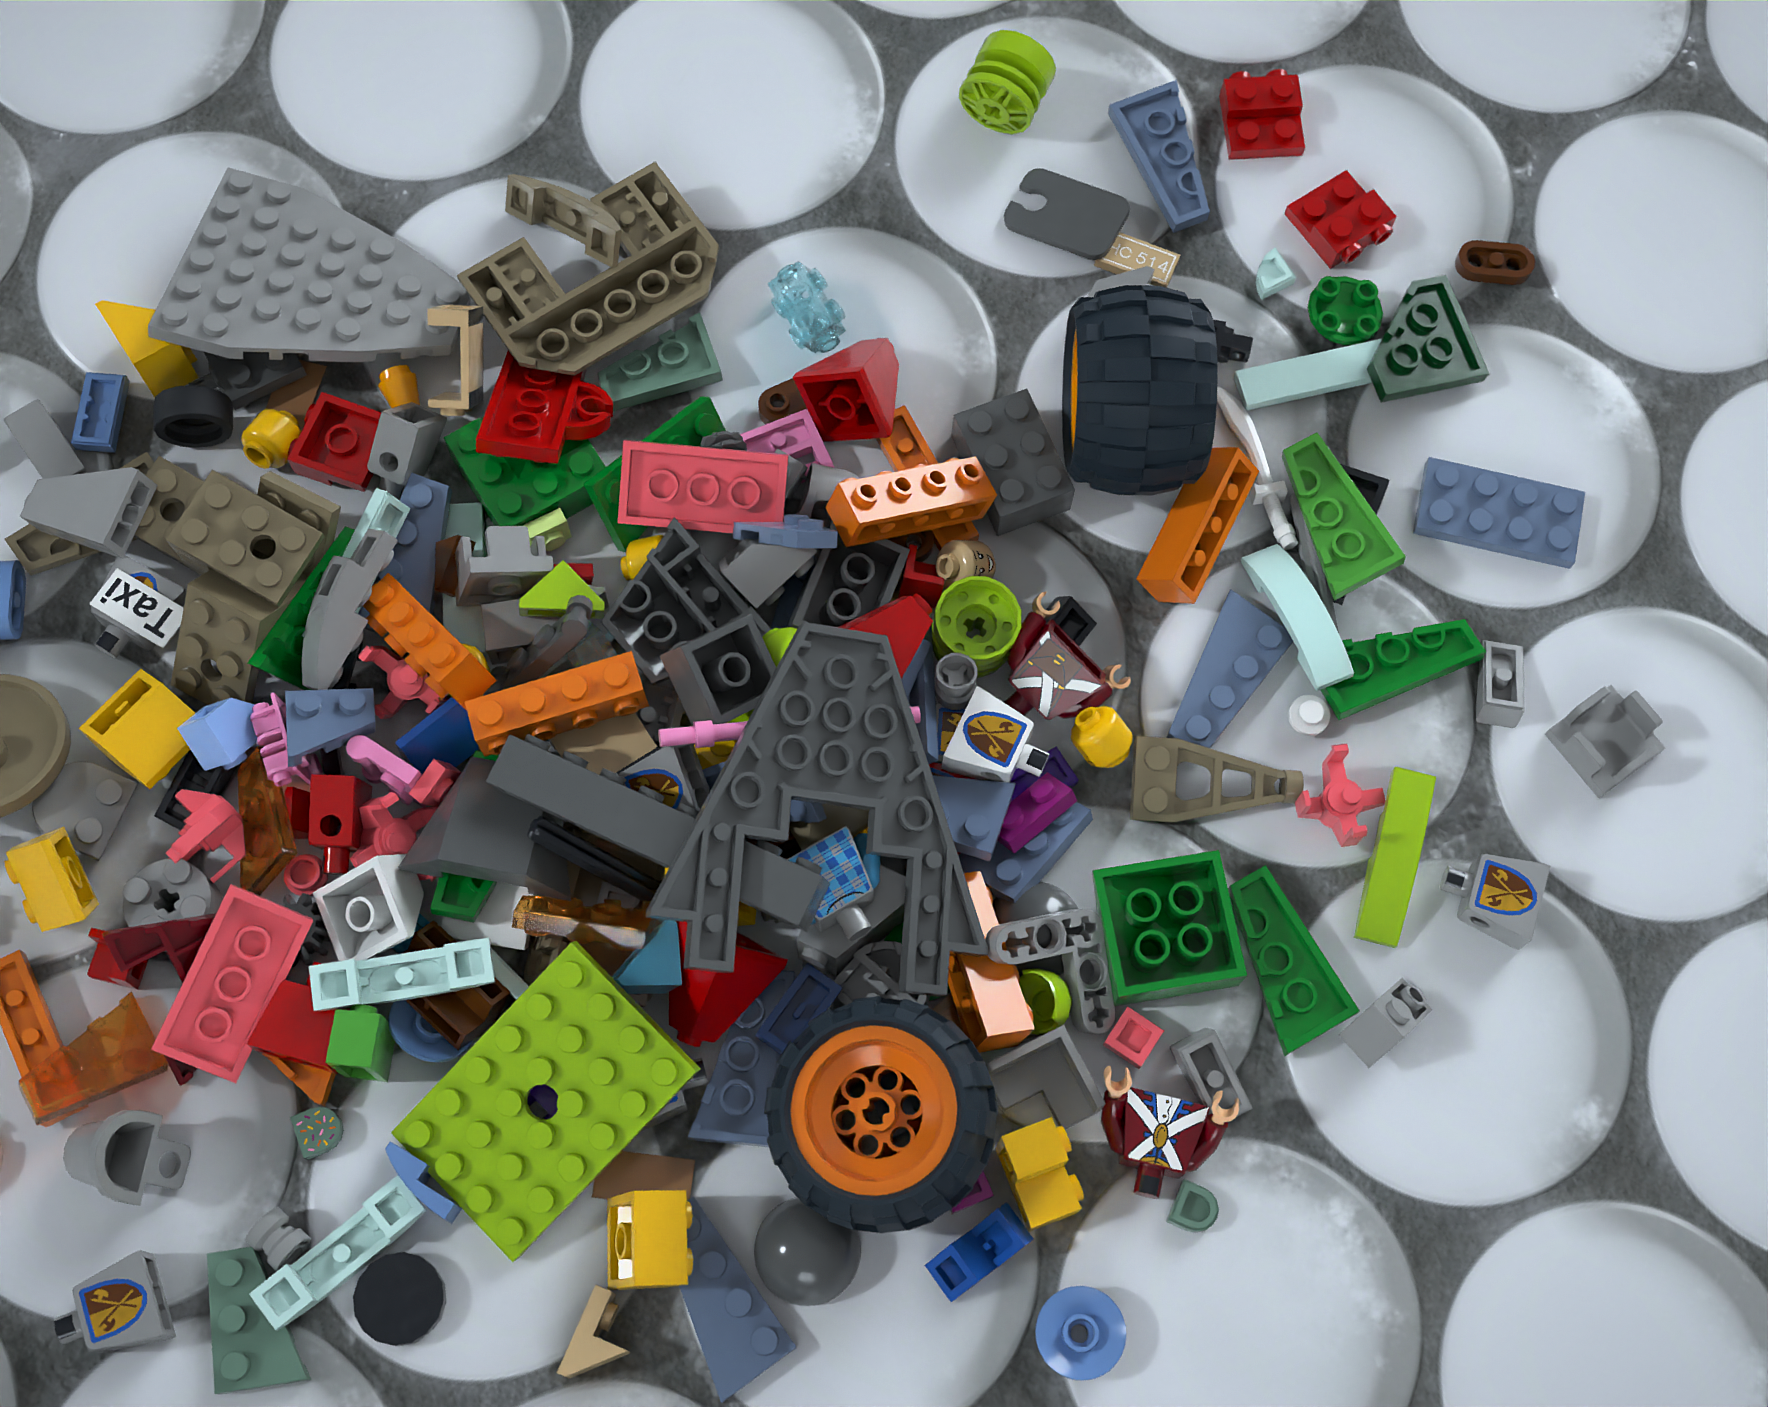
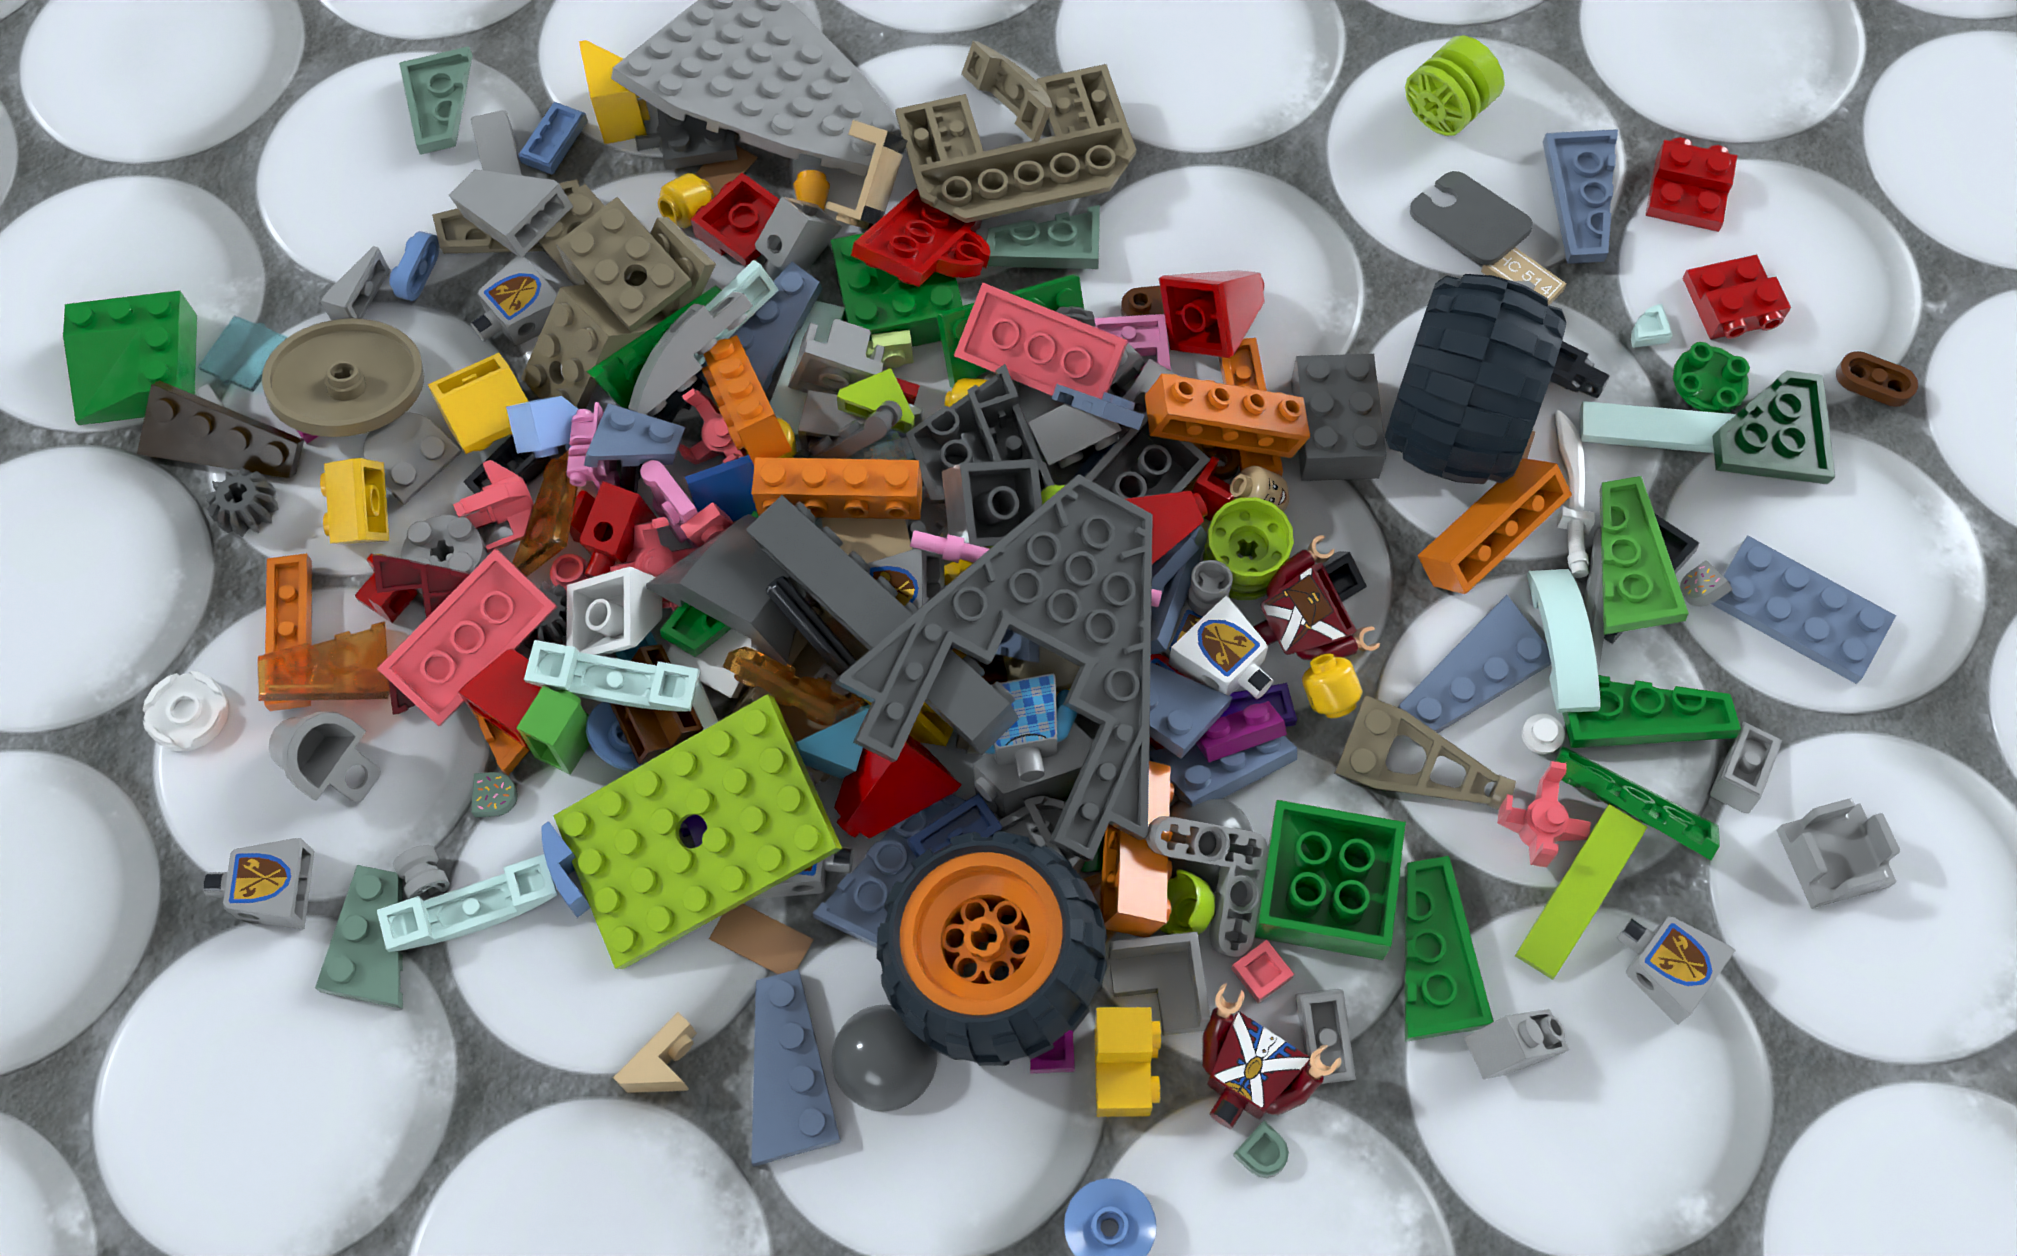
camera: 25 degrees right, 5 degrees down
(139, 608) = (517, 302): white sticker -> none
(193, 416) = (633, 147): black tyre -> none
(399, 1299) = (505, 965): black tile -> none
(445, 565) = (790, 348): reddish brown piece -> none
(648, 1239) = (742, 990): yellow slope -> none
(813, 320) = (1197, 228): clear light blue brick -> none
(979, 1252) = (1042, 1117): blue slope -> none
(1406, 519) = (1704, 585): none -> light grey tile
(1427, 754) = (1642, 803): none -> green wing

